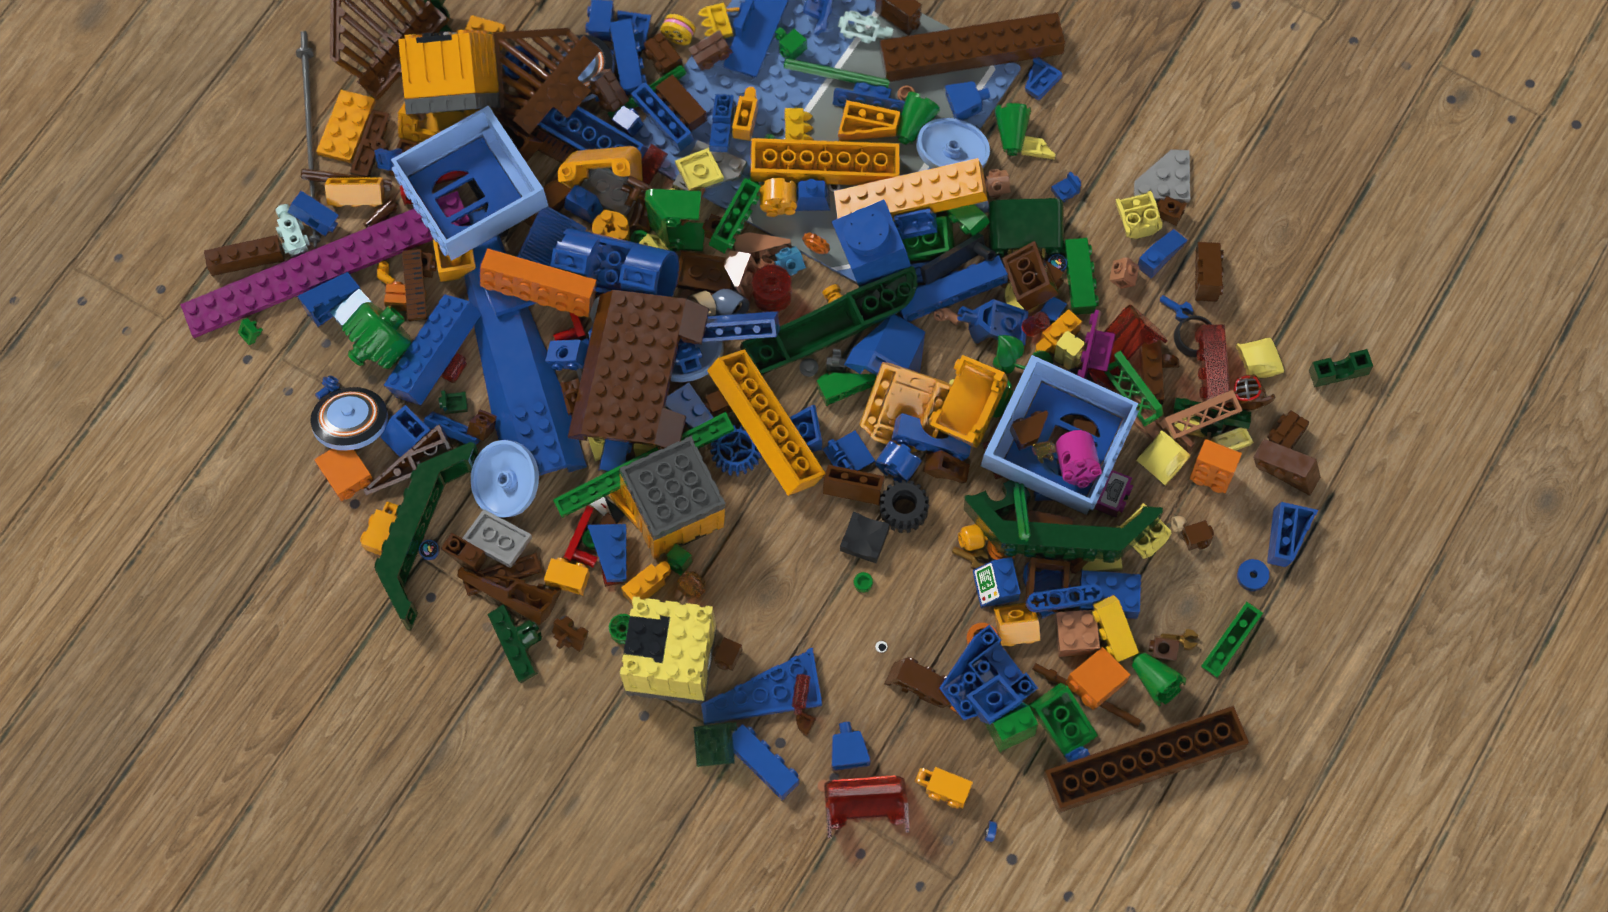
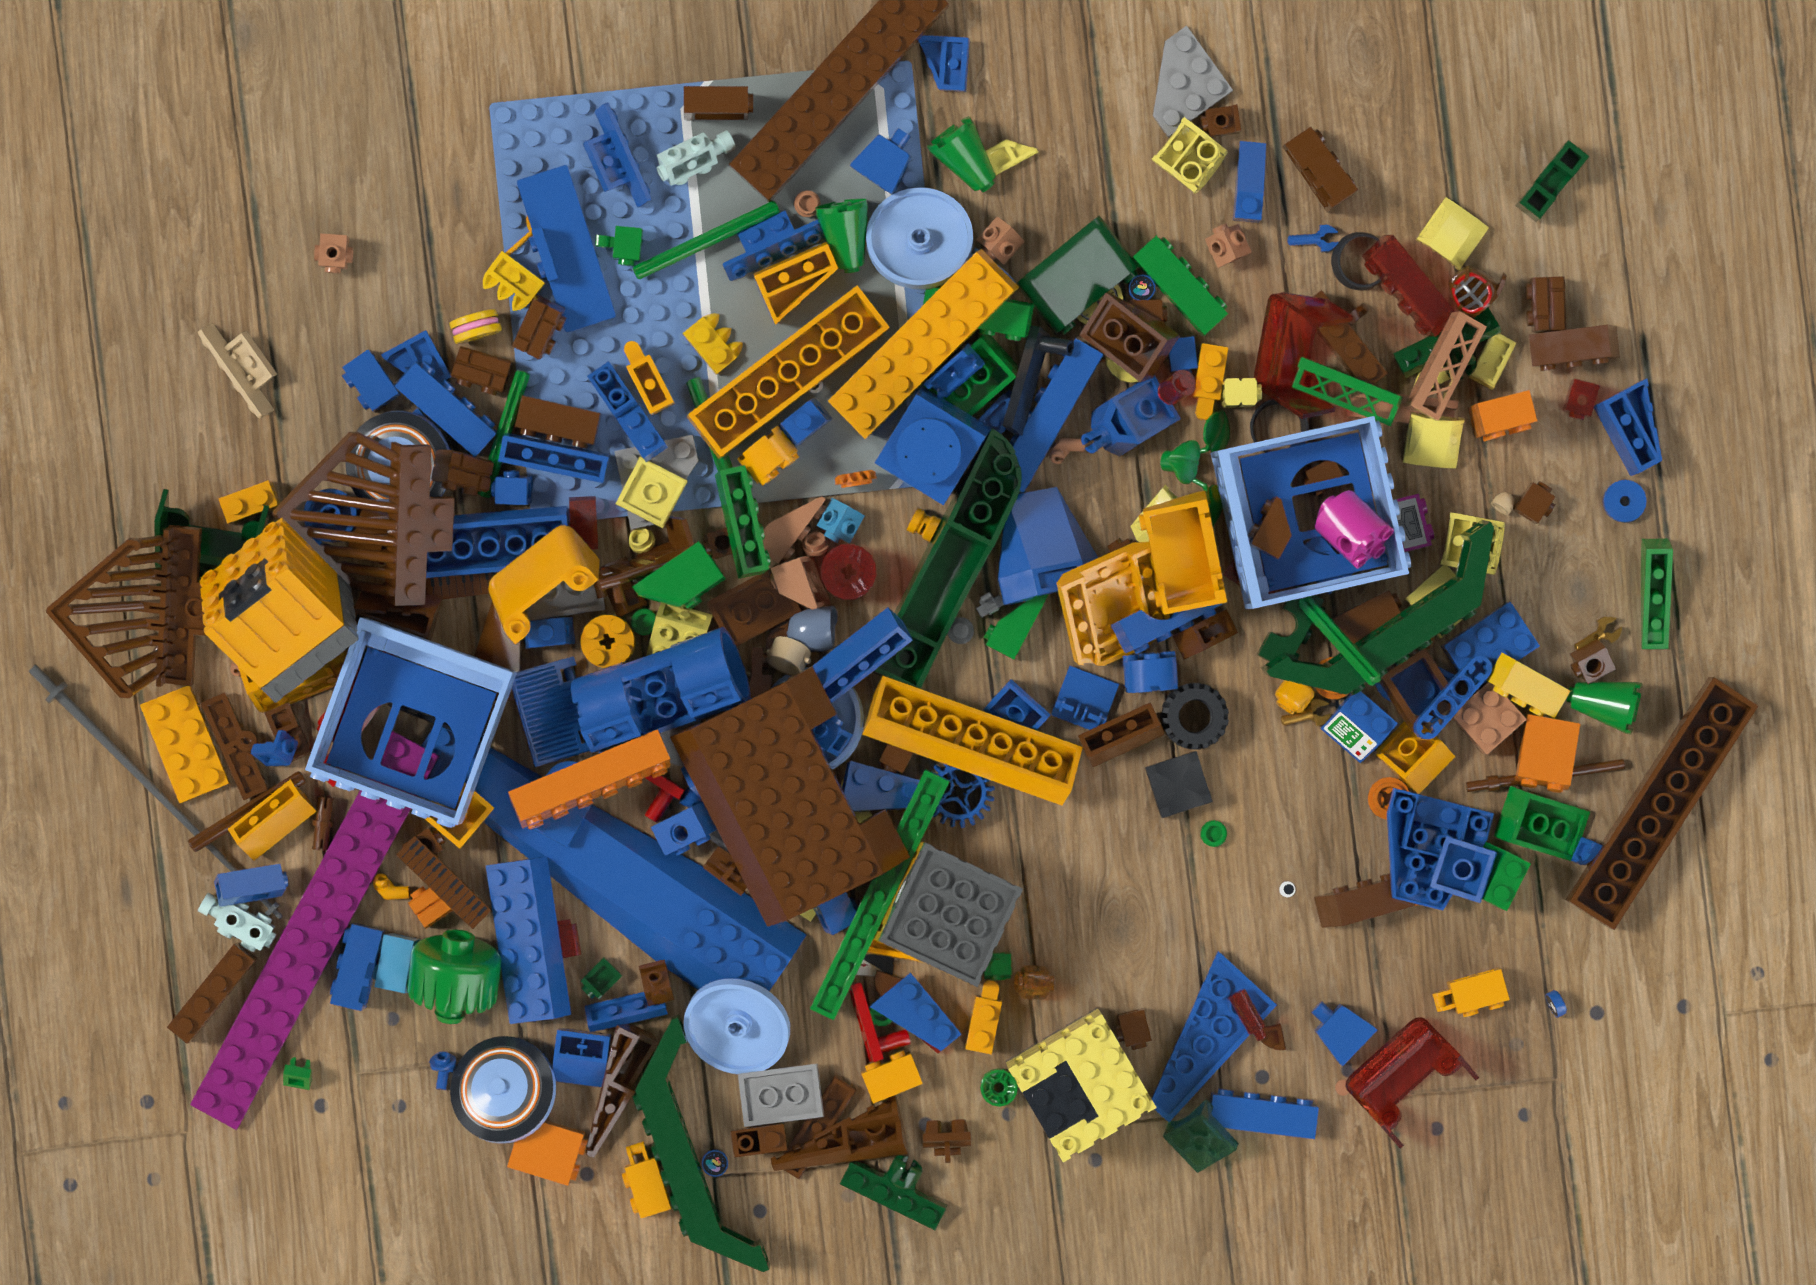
camera: 40 degrees left, 20 degrees up
(1044, 448) = (1303, 540): clear yellow tile -> none
(1067, 188) = (1081, 182): blue bracket -> none
(1098, 347) = (1277, 374): magenta bracket -> none
(1276, 495) = (1577, 388): none -> clear red brick

